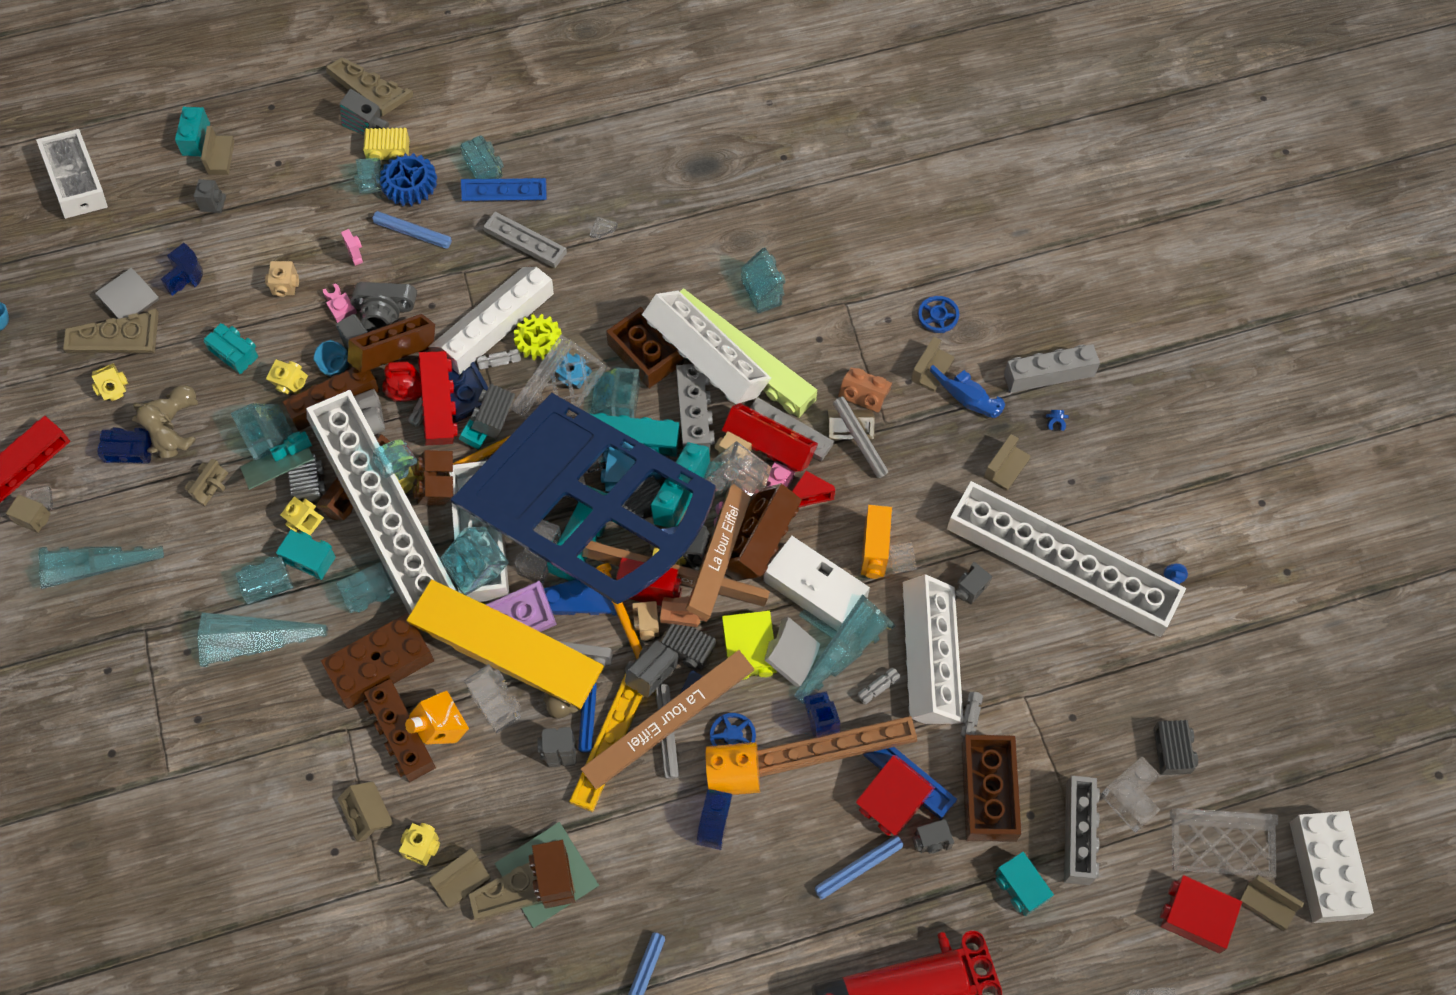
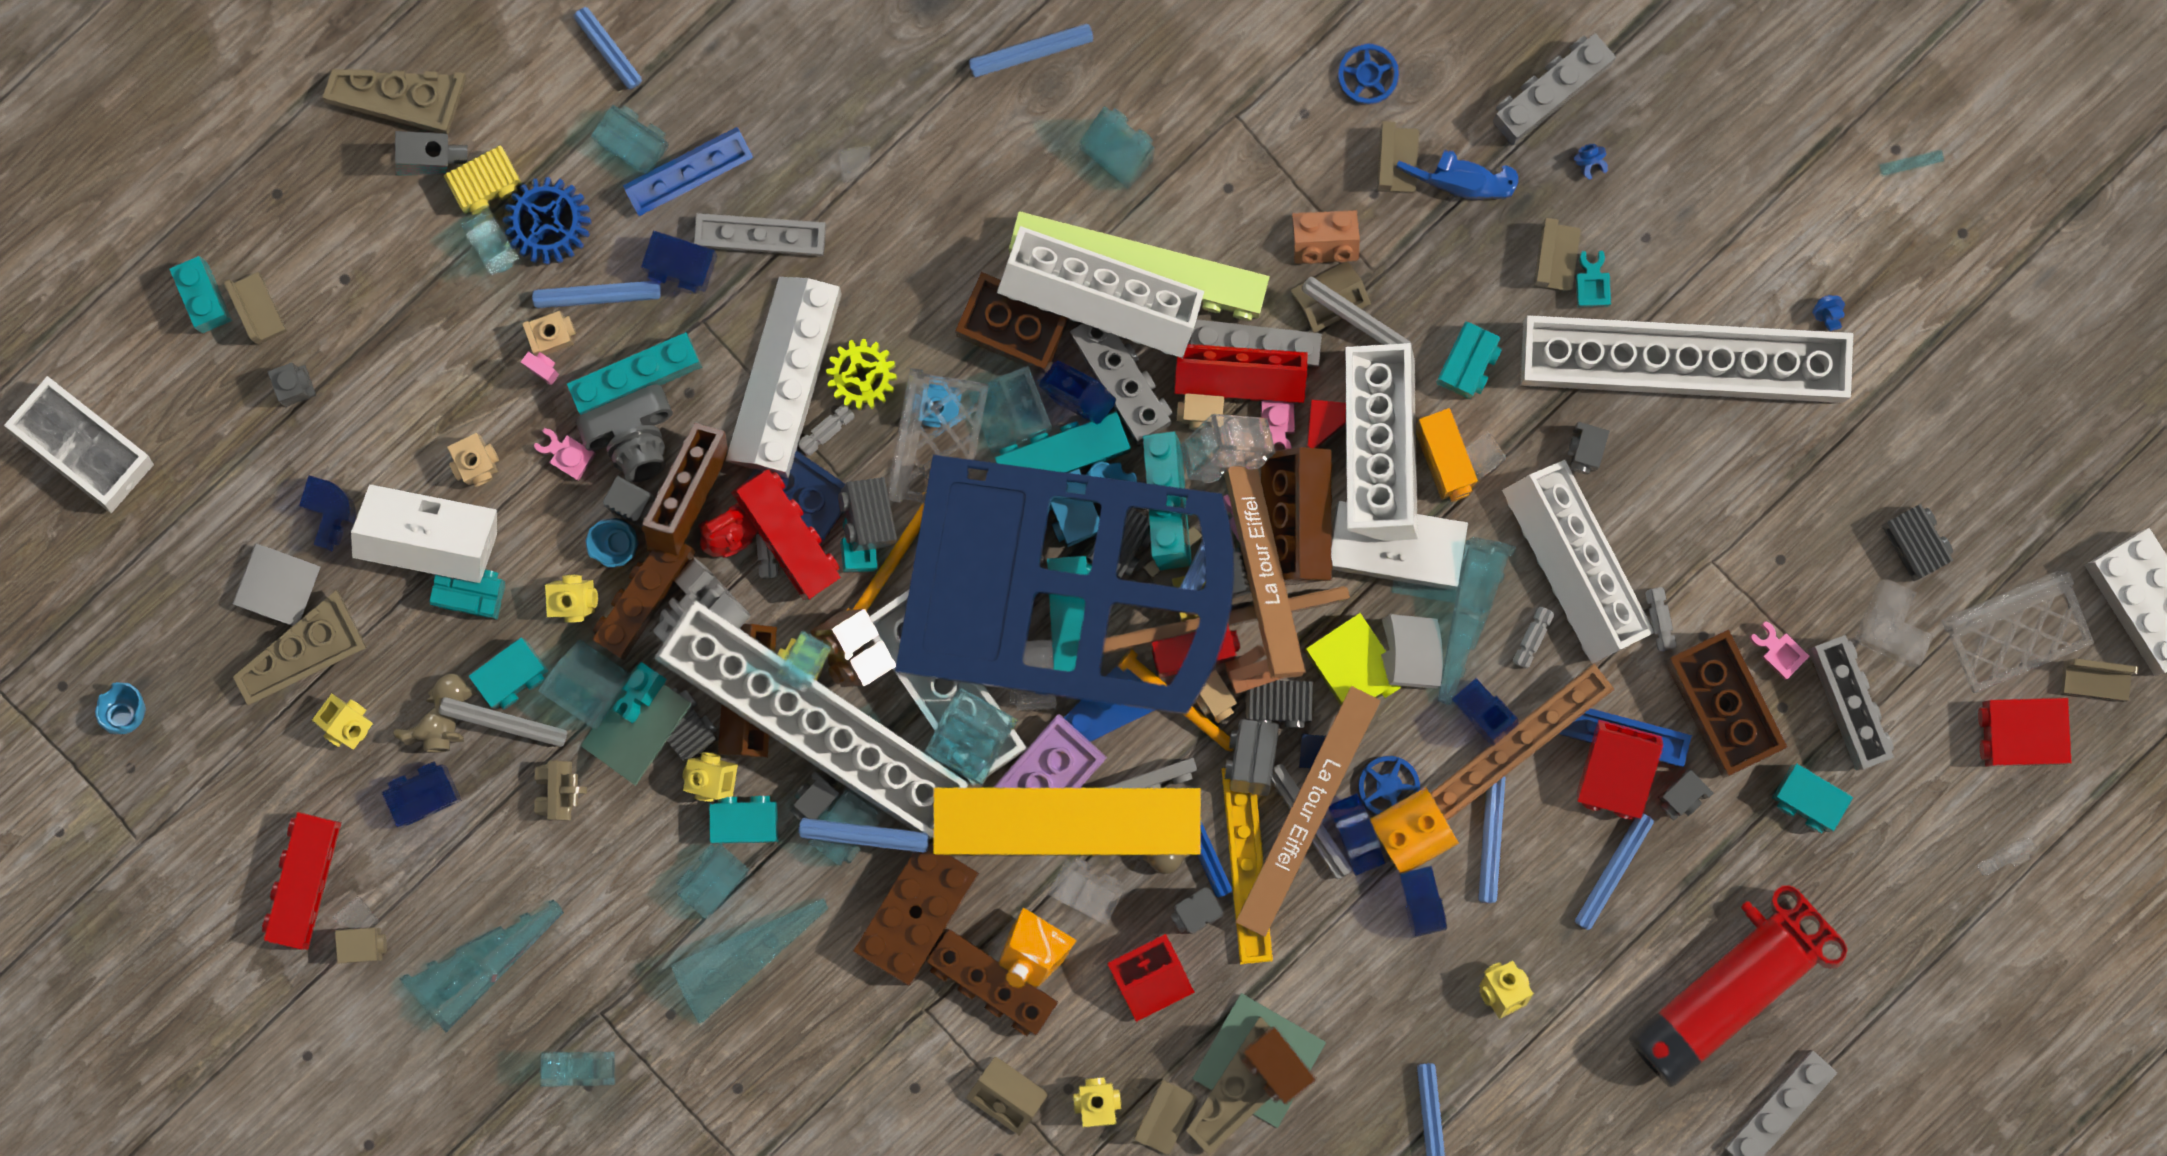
camera: 25 degrees left, 20 degrees up
(102, 650) = (577, 1068): none -> clear light blue brick
(162, 437) = (467, 762): dark tan animal -> none
(200, 426) = (502, 722): none -> light grey axle
(219, 402) = (509, 674): none -> teal brick
(226, 301) = (424, 533): none -> white brick
(357, 560) = (814, 799): none -> dark grey brick
(371, 235) = (561, 339): none -> tan brick
(371, 591) = (864, 835): none -> medium blue axle
(423, 276) = (649, 367): none -> teal brick
(468, 230) = (679, 262): none -> clear blue brick
(499, 113) = (607, 48): none -> medium blue axle
(503, 777) = (1151, 977): none -> red slope
(661, 400) = (1077, 392): none -> clear blue brick
(693, 753) = (1356, 834): none -> clear blue brick
(741, 215) = (1031, 50): none -> medium blue axle
(741, 907) = (1505, 988): none -> light yellow brick
(783, 805) = (1491, 842): none -> medium blue axle
(837, 512) = (1381, 442): none -> white slope
(919, 497) = (1469, 360): none -> teal brick
(1023, 489) = (1593, 287): none -> teal plate
(1045, 776) = (1783, 654): none -> bright pink plate
(1269, 515) = (1912, 162): none -> clear light blue piece

